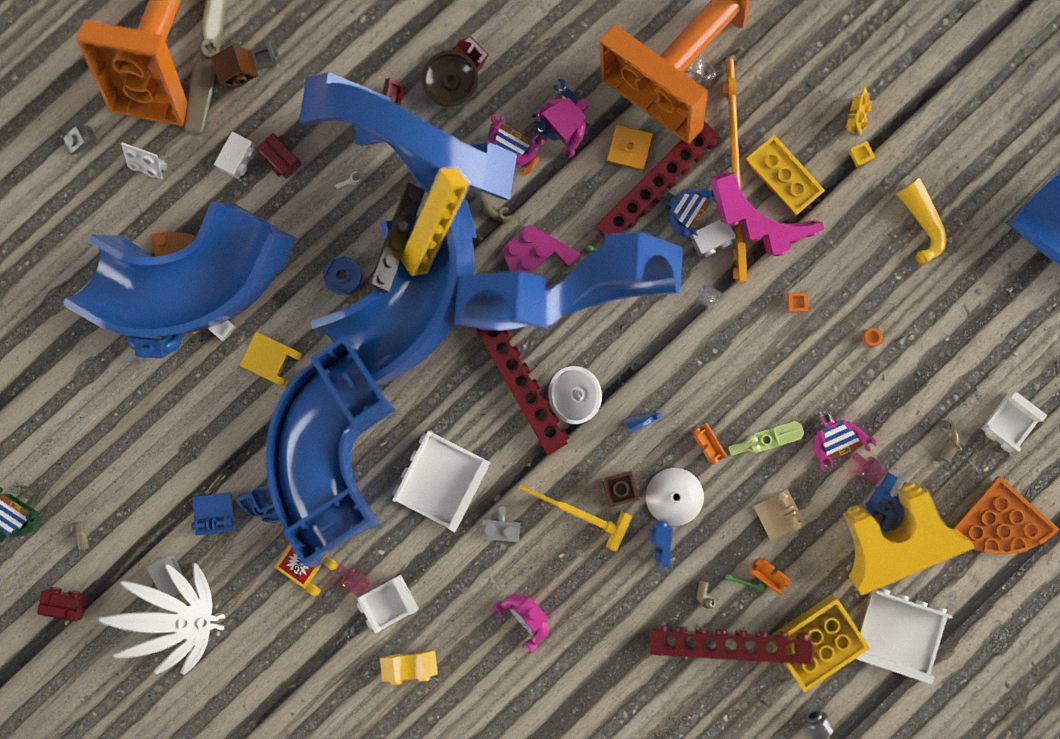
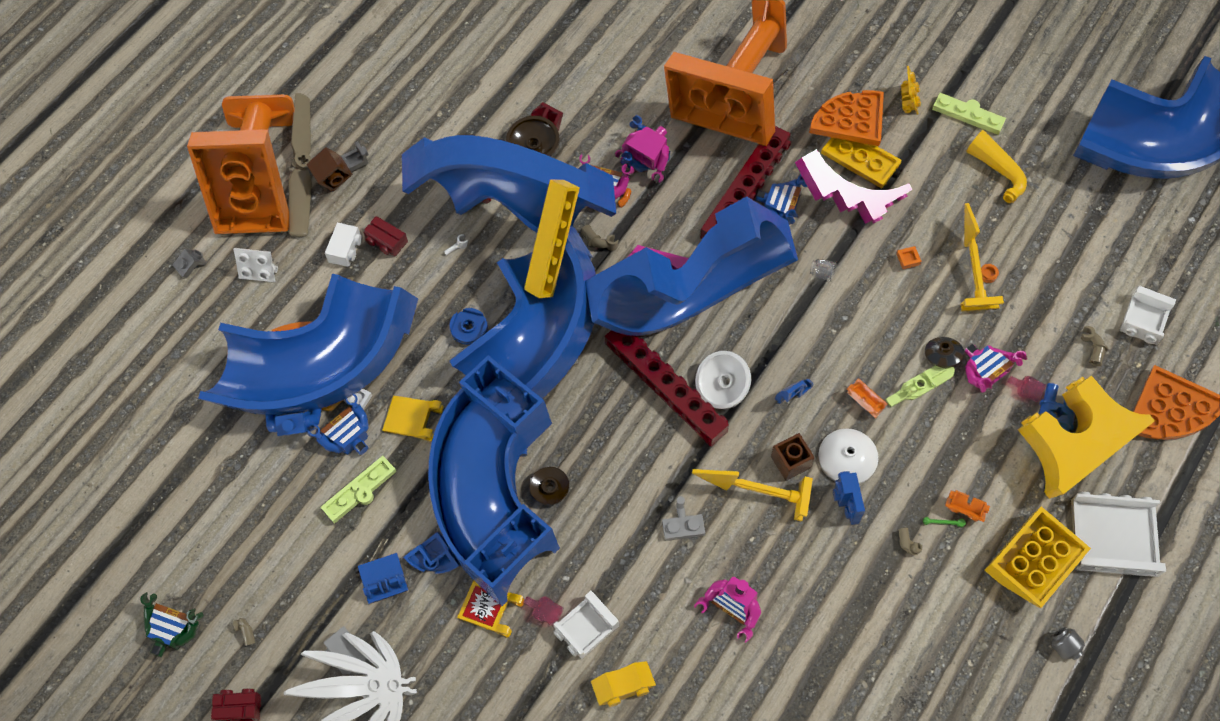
camera: 15 degrees left, 20 degrees down
(202, 361) = (345, 431): none -> torso
(206, 423) = (359, 490): none -> yellowish green hinge
(374, 461) = (549, 477): none -> dark brown dish
(397, 238) = (516, 271): dark brown plate -> none
(440, 480) = (610, 493): white panel -> none
(629, 147) = (712, 164): light orange plate -> none
(712, 237) = (812, 219): white brick -> none
(739, 250) = (840, 227): light orange bar -> none
(779, 515) = (956, 449): tan hinge -> none
(788, 129) = (851, 117): none -> orange plate
(797, 420) = (944, 352): none -> dish
(803, 656) = (1027, 563): dark red brick -> none
(861, 153) = (924, 125): yellow plate -> none
(867, 296) = (981, 301): none -> yellow piece
(914, 148) = (969, 112): none -> yellowish green hinge

